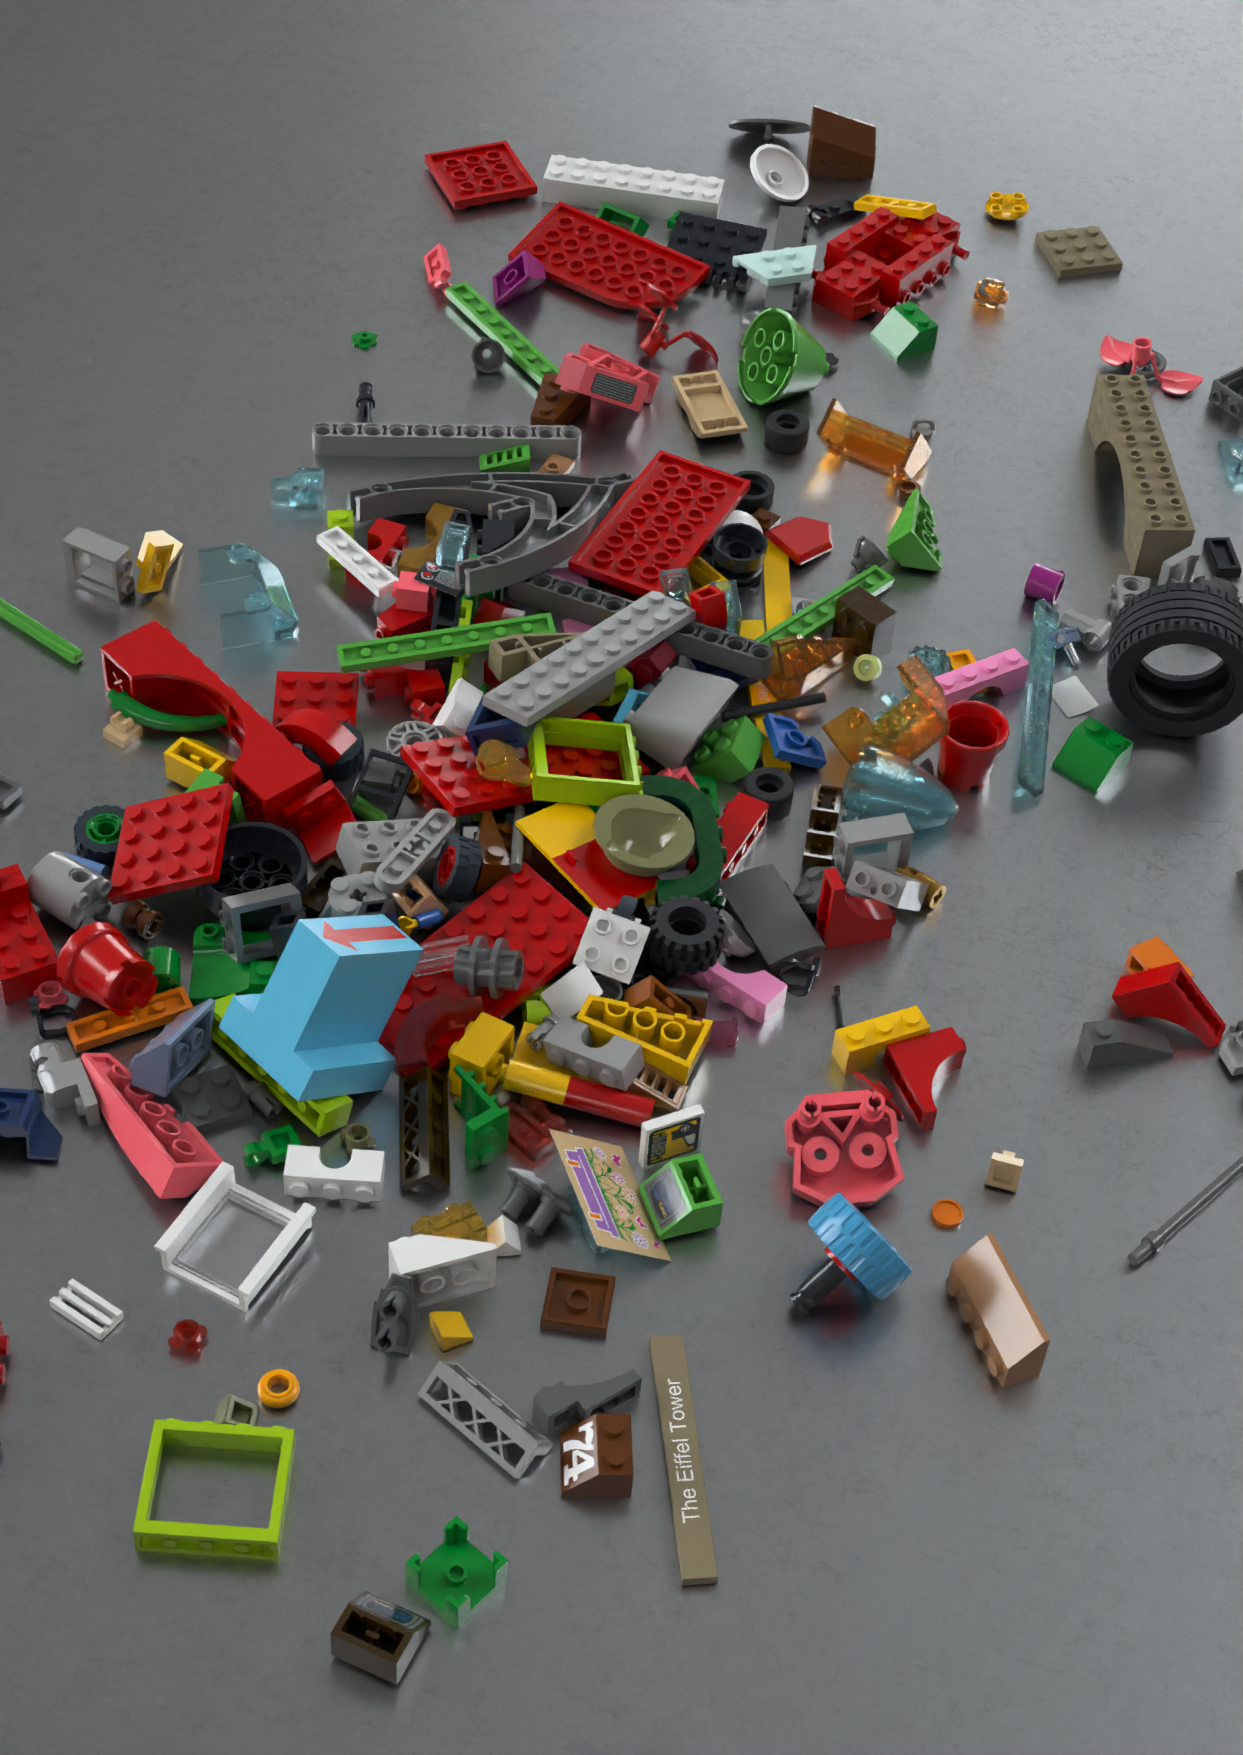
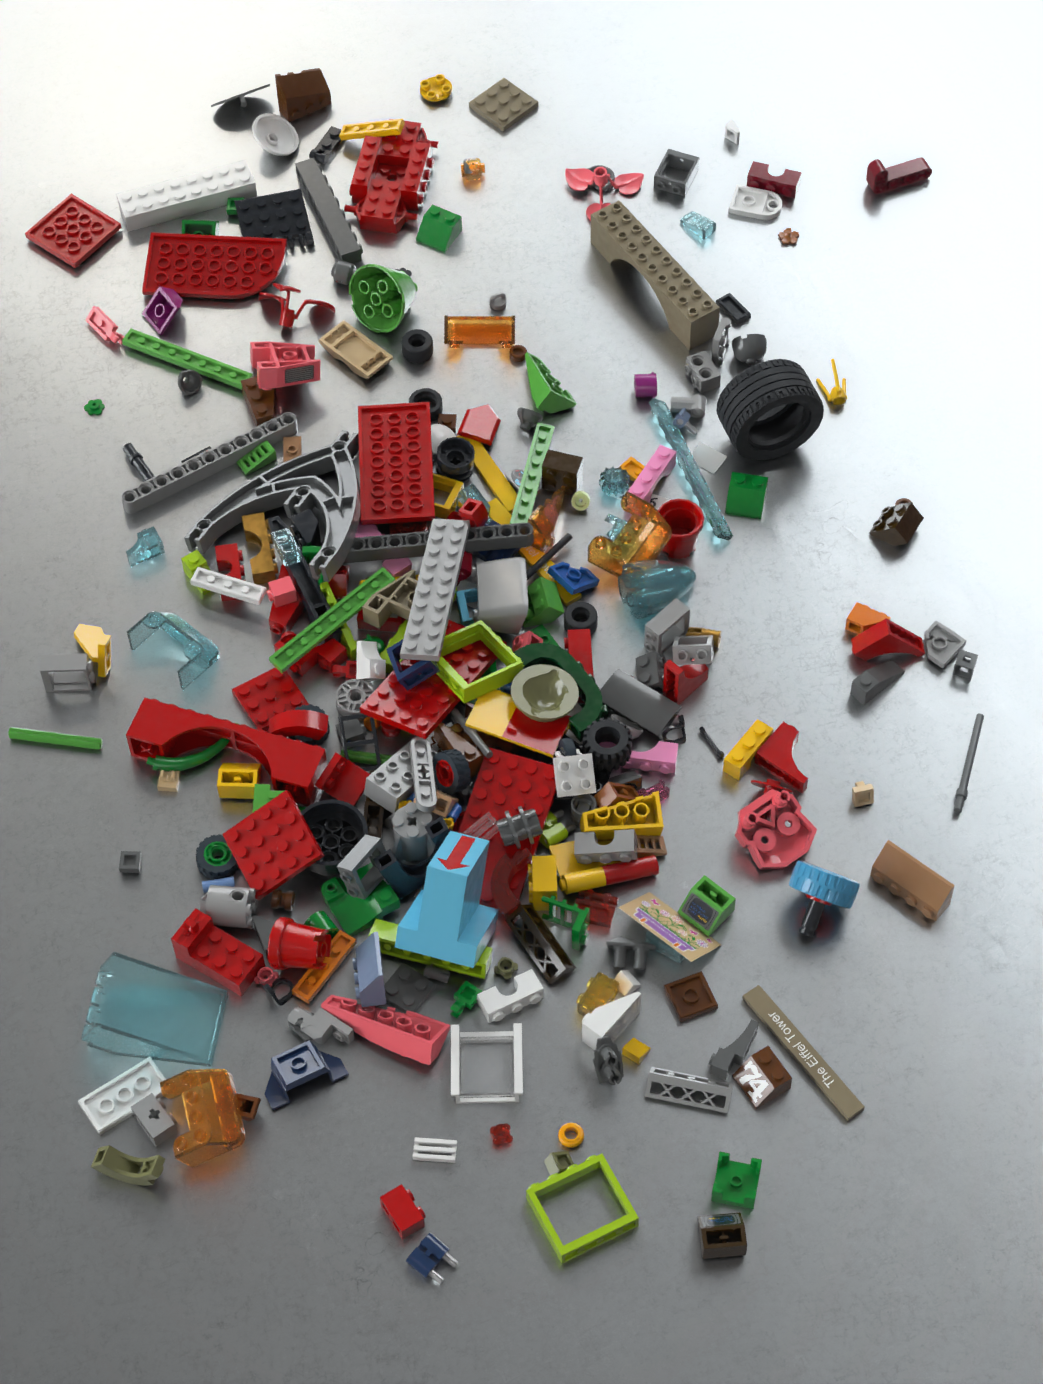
camera: 25 degrees left, 10 degrees up
(438, 577) = (295, 574): black sticker -> none
(502, 763) = (432, 689): clear yellow piece -> none
(541, 1031) = (567, 847): light grey pin -> none
(571, 991) = (567, 815): white sticker -> none
(671, 1136) = (679, 873): tile -> none
(676, 584) = (443, 508): clear light blue plate -> none
(779, 266) = (330, 216): light aqua wing -> none
(822, 826) = (625, 625): dark brown slope -> none
(947, 1213) = (846, 835): orange piece -> none

